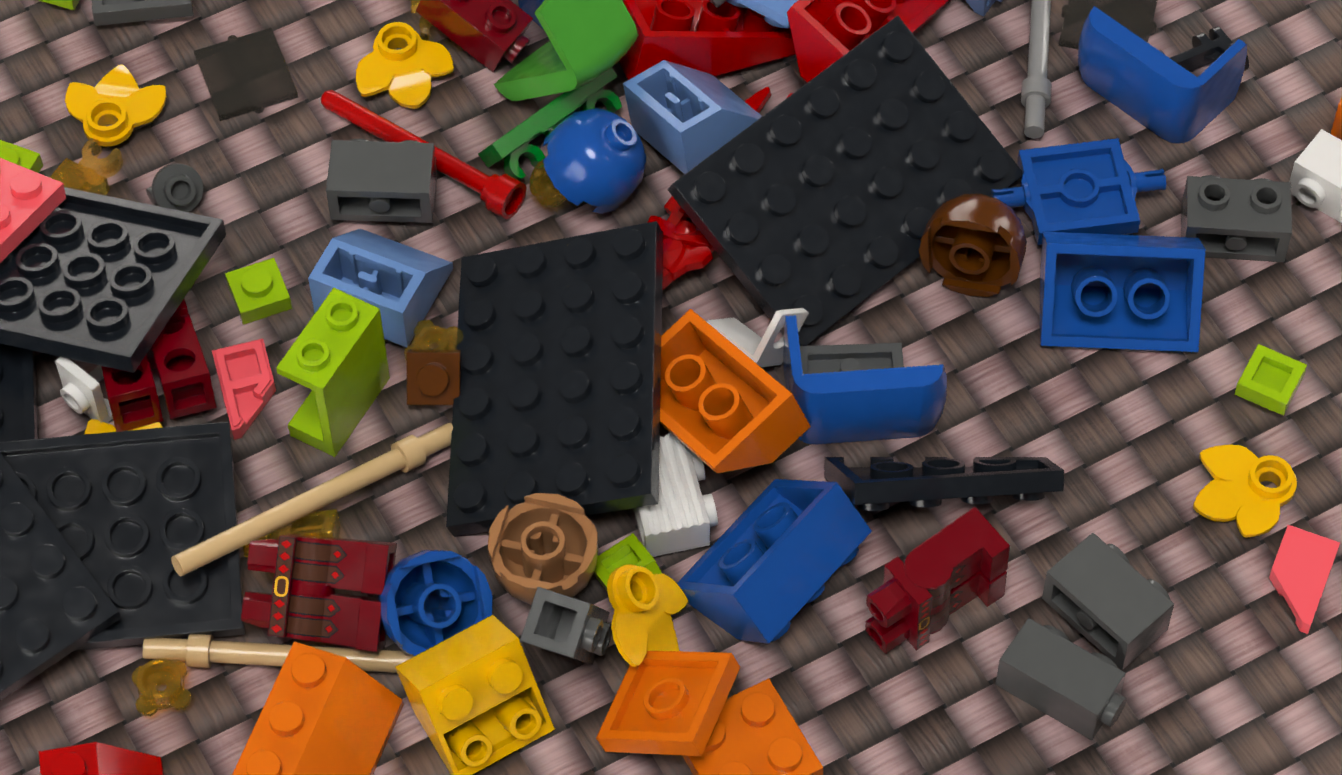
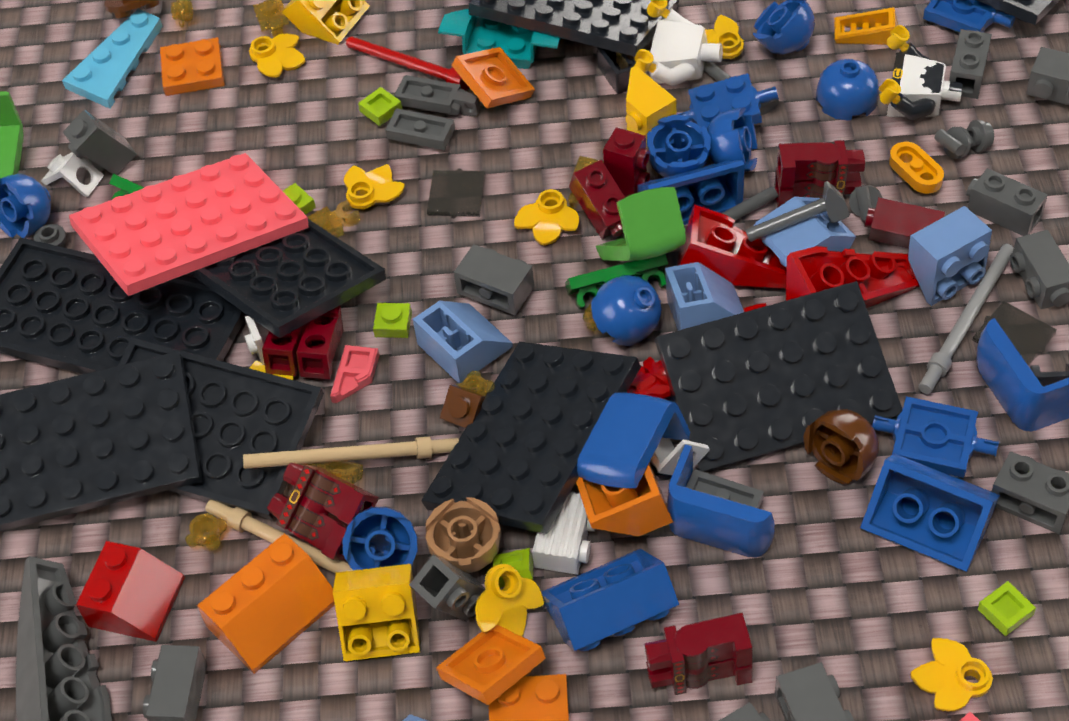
camera: 30 degrees right, 5 degrees down
(176, 188) = (378, 244): dark grey plate -> none
(343, 364) = (400, 380): lime panel -> none
(500, 193) = (563, 311): red piece -> none
(704, 337) = (628, 438): none -> blue piece
(944, 478) = (745, 589): black wing -> none

